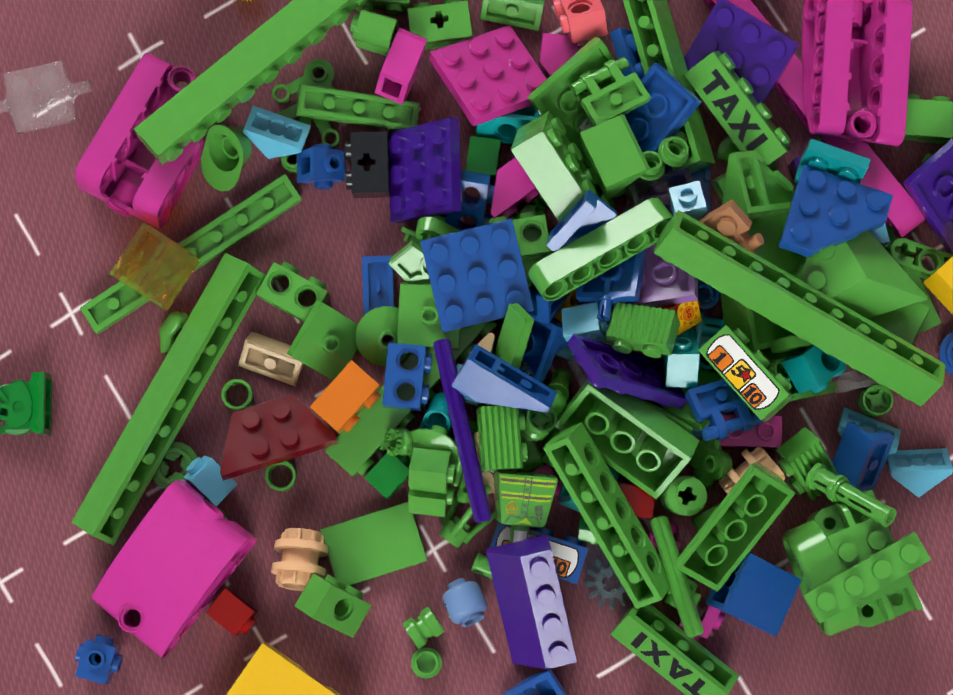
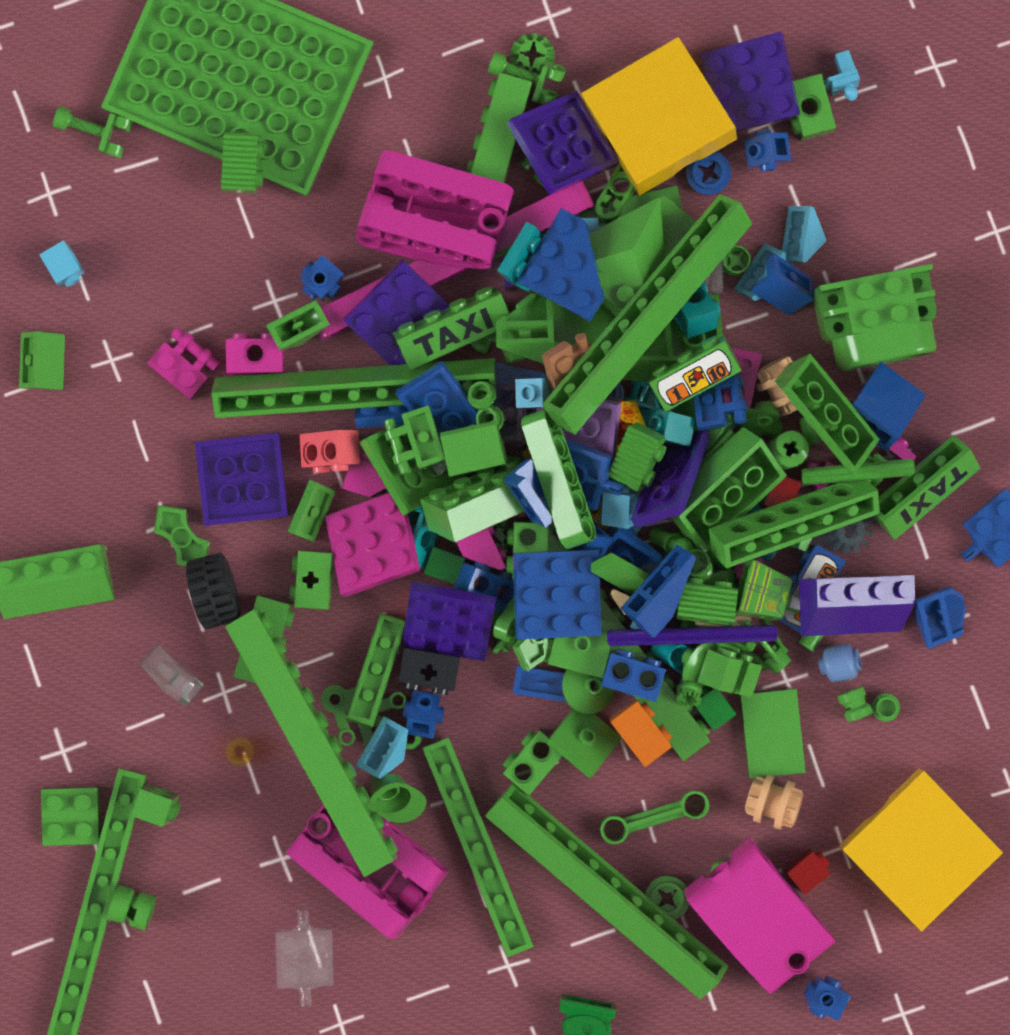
camera: 80 degrees left, 5 degrees up
(154, 266) = (487, 882): clear yellow slope -> none
(169, 328) = (541, 879): bright green arm -> none
(206, 478) = (687, 868): medium azure brick -> none
(270, 359) = (586, 794): tan slope -> none
(271, 435) = (659, 805): dark red wing -> none
(333, 605) = (821, 779): bright green brick -> none
(374, 31) = (310, 640): bright green brick -> none
(401, 66) = (347, 623): dark pink slope -> none
(788, 344) = (673, 331): bright green tile -> none
(799, 456) = (780, 334): bright green brick -> none
(839, 489) = (812, 313): bright green pin -> none
(866, 577) = (896, 308): bright green plate -> none

